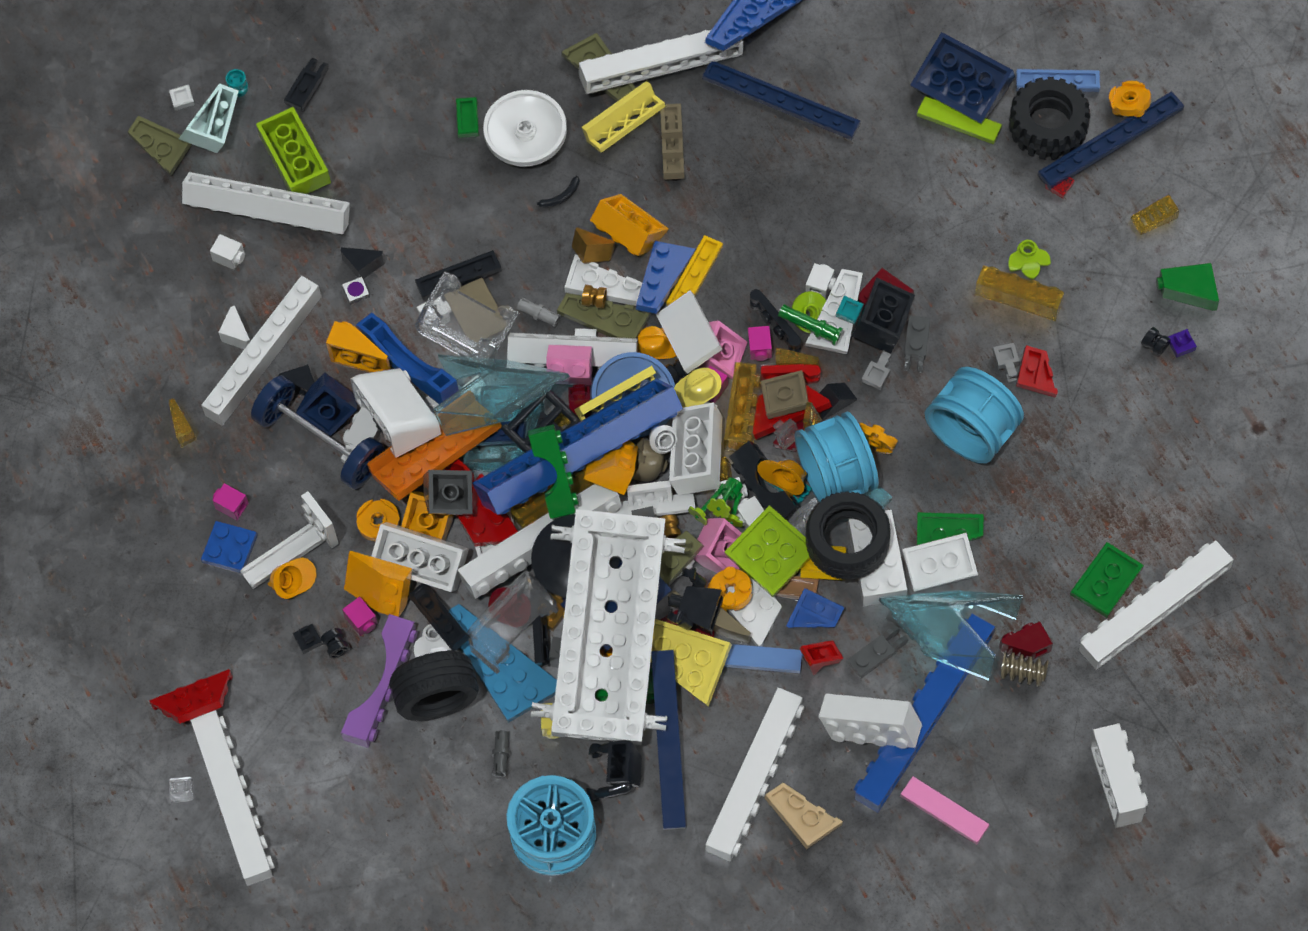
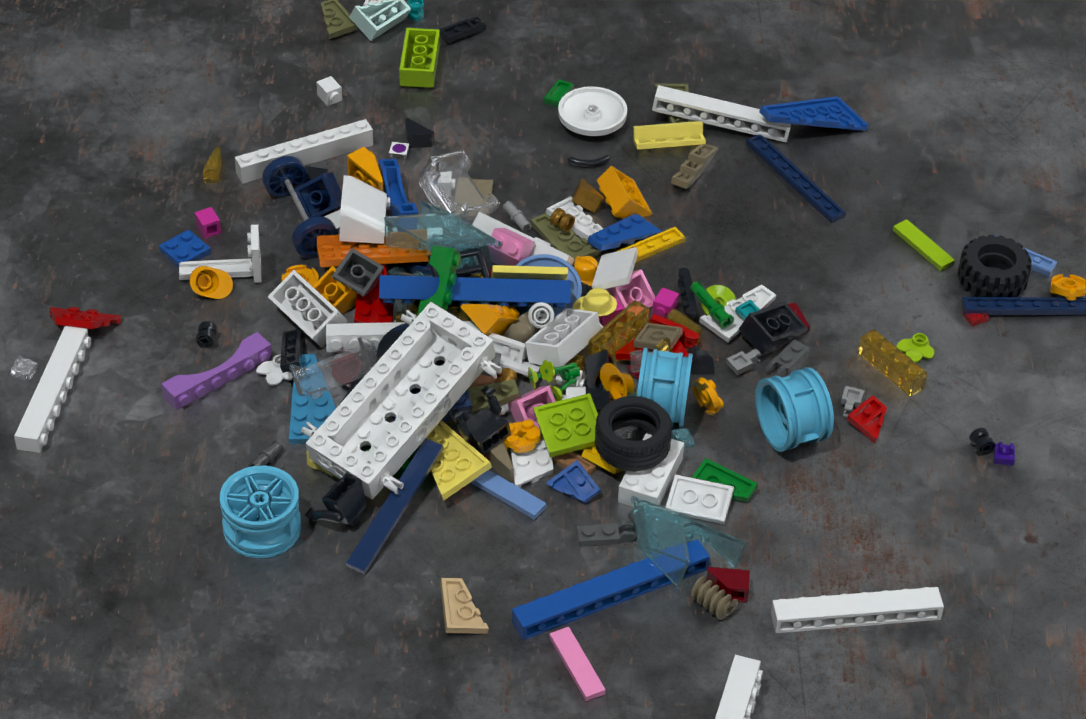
camera: 25 degrees right, 20 degrees down
(233, 331) = (295, 129): white slope -> none
(265, 203) = (378, 75): white brick -> none
(307, 638) = (190, 324): black tile -> none
(360, 616) = (237, 327): dark pink brick -> none
(378, 583) = (267, 311): light orange slope -> none
(433, 685) = (253, 364): black tyre -> none
(465, 271) = (498, 174): black plate -> none
(754, 775) = (443, 562): white brick -> none
(820, 655) = (555, 509): red slope -> none
(821, 279) = (740, 285): white brick -> none
(870, 720) = (559, 563): white brick -> none
(963, 78) = (944, 218): dark blue slope -> none
(1106, 579) = (829, 576): green tile -> none
(1152, 209) = (1046, 366): clear yellow slope -> none
(1190, 285) = (1035, 418): green slope -> none

